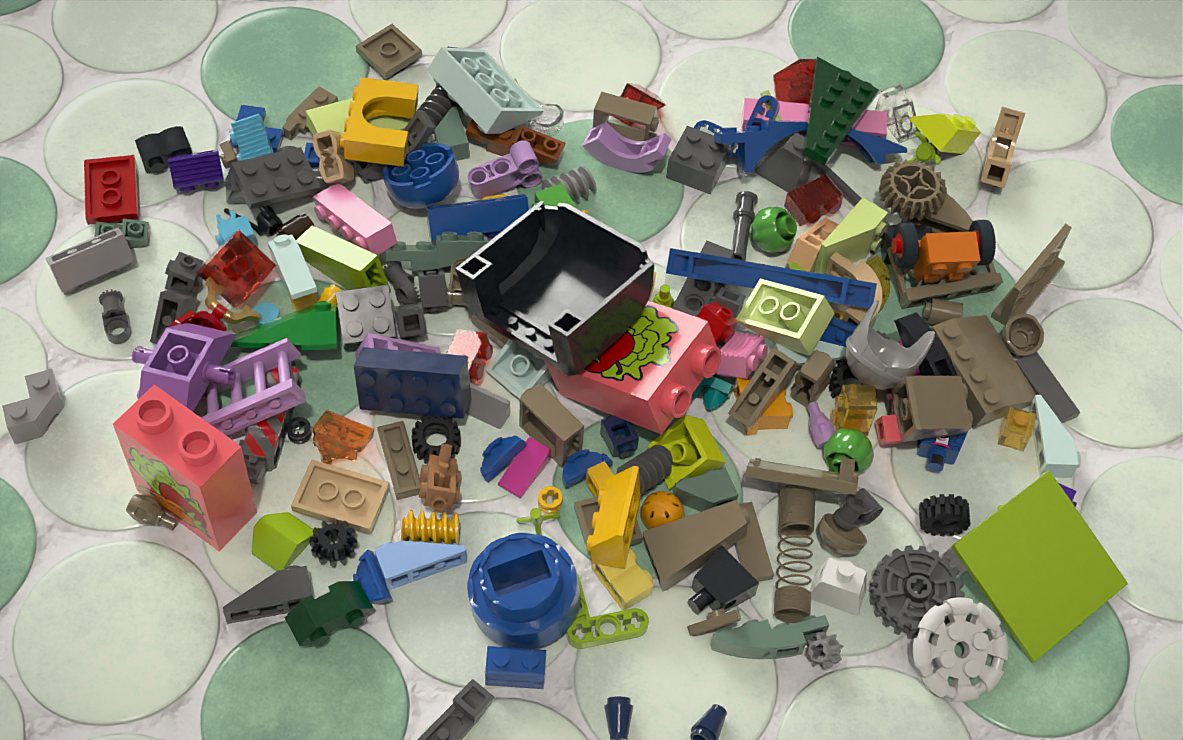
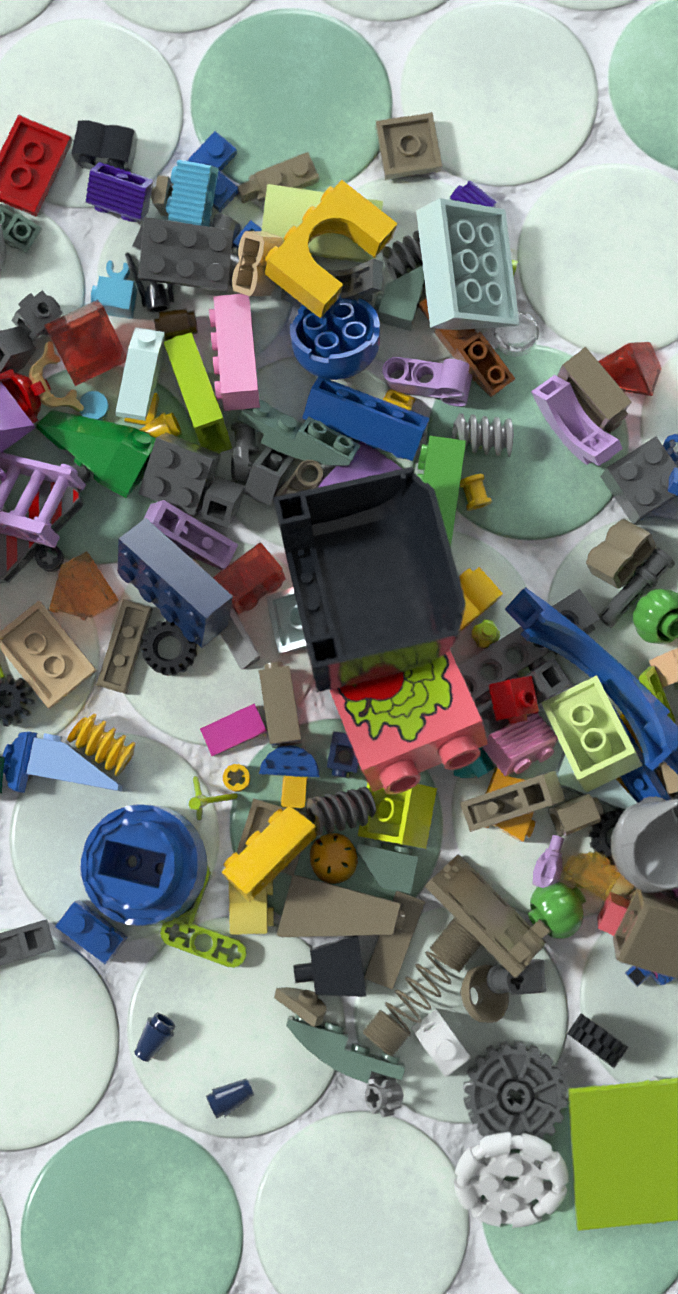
camera: 35 degrees right, 25 degrees up
(441, 481) = (144, 695): medium nougat brick -> none
(499, 454) = (217, 702): blue plate -> none
(716, 208) = (620, 553): none -> dark tan brick

